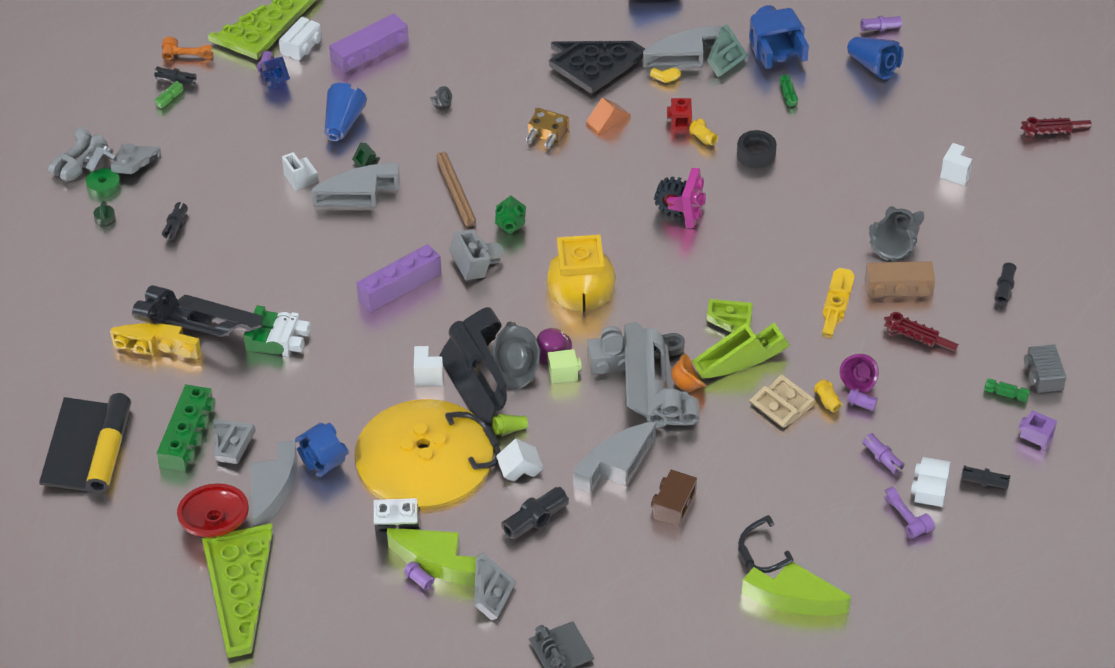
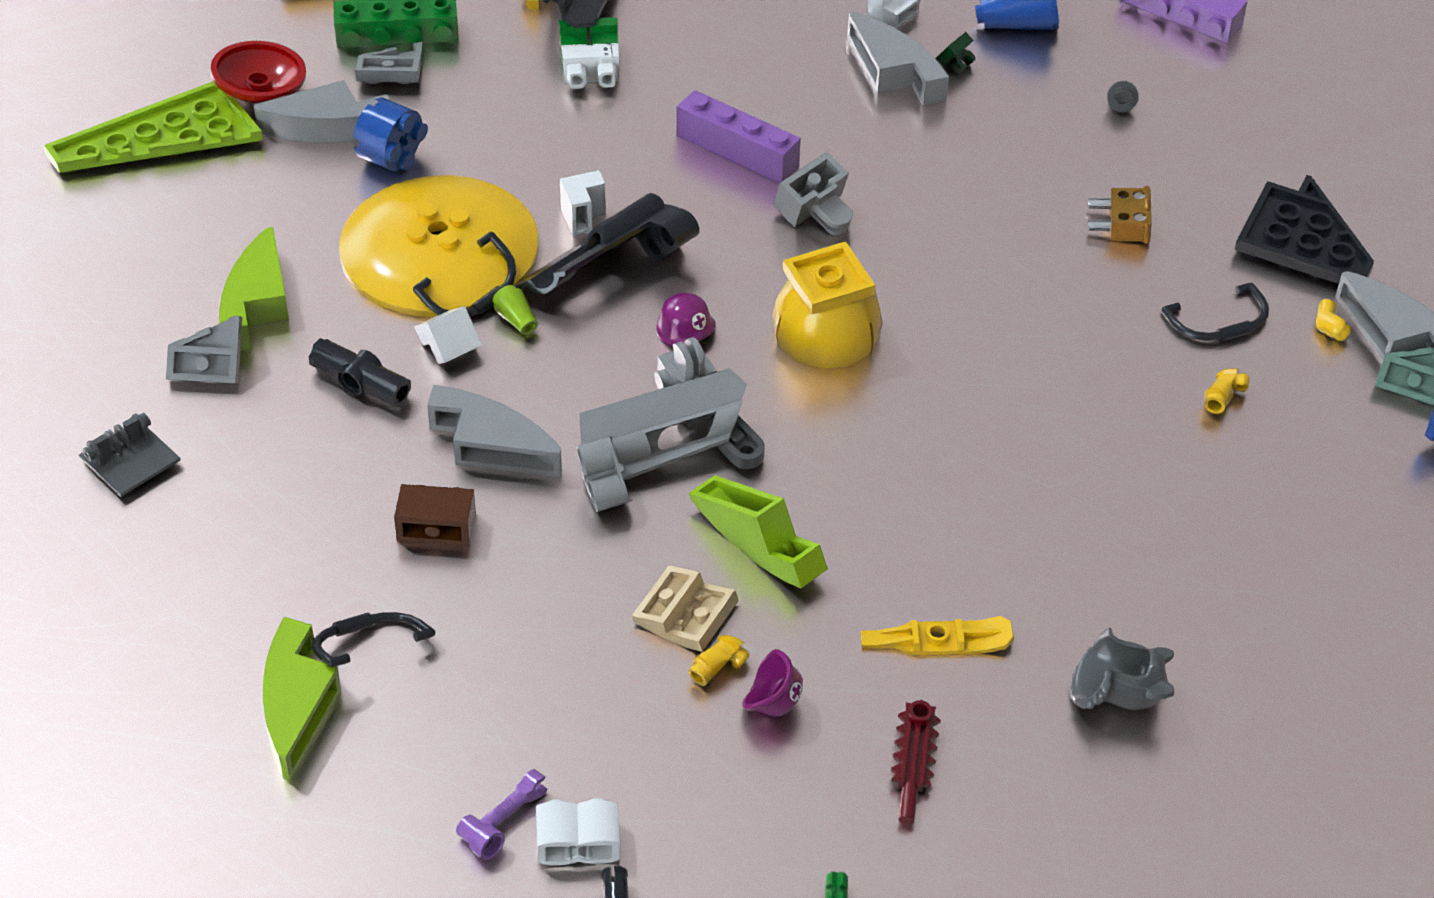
camera: 70 degrees right, 0 degrees up
(396, 512) = (295, 233): white hips -> none
(416, 573) = (215, 286): medium lavender pin -> none
(456, 189) = (947, 155): medium nougat axle -> none
(510, 214) = (913, 213): green brick -> none
(516, 355) = (640, 274): dark grey hat -> none
(563, 366) = (644, 337): yellowish green brick -> none
(606, 116) = (1196, 274): orange slope -> none
(655, 112) = (1225, 333): none -> black piece
(680, 113) = (1248, 351): red brick -> none
(682, 197) = (1051, 391): dark pink plate -> none
(685, 375) = (681, 472): orange helmet -> none
(729, 314) = (836, 507): lime wing -> none
(760, 138) = (1221, 480): black tyre -> none
(788, 90) = (1395, 476): green axle -> none
(862, 400) = (726, 697): medium lavender pin -> none
(883, 453) = (618, 756): medium lavender pin -> none
(900, 279) = (1021, 705): medium nougat brick -> none
(956, 166) = (1344, 729): white piece -> none
(1005, 283) = (1092, 862): black pin -> none

